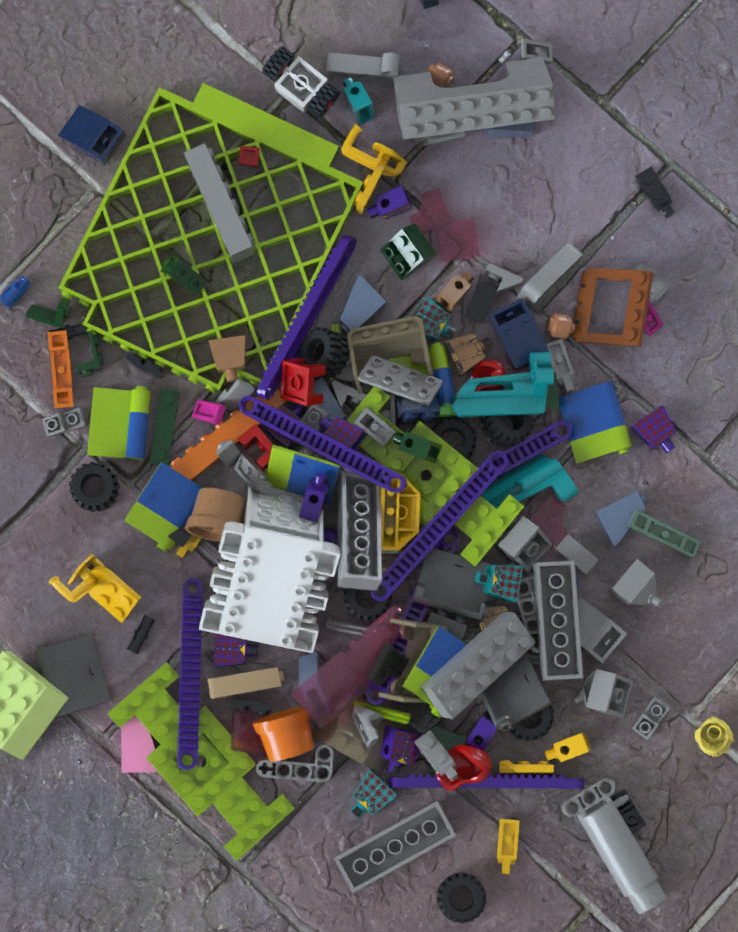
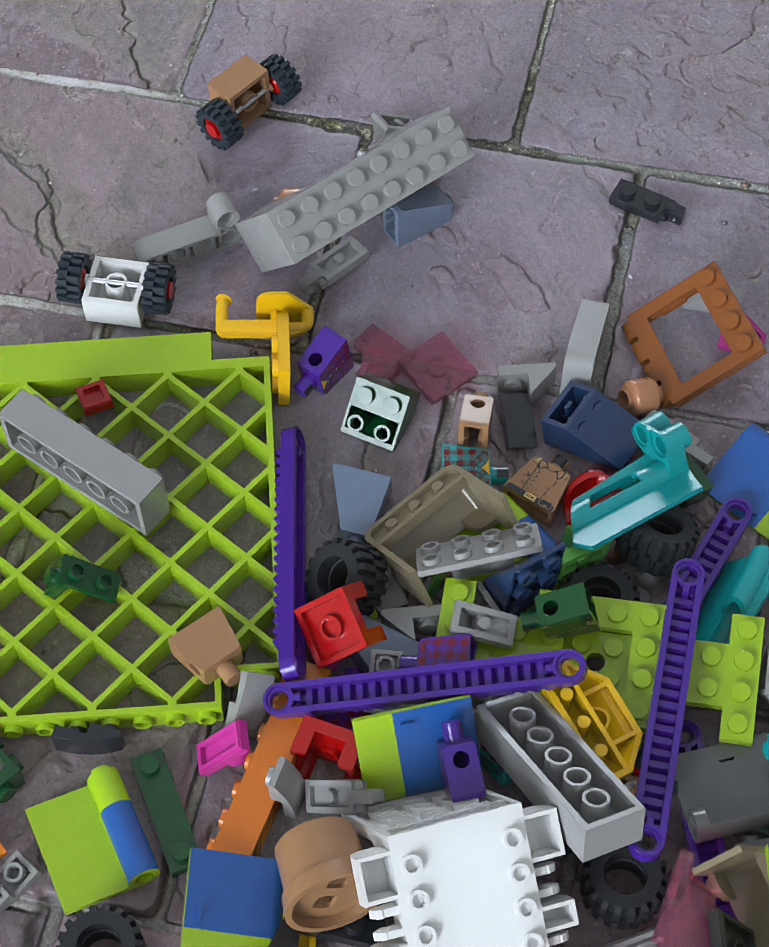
camera: 30 degrees left, 25 degrees down
(358, 101) = (205, 274): teal torso -> none

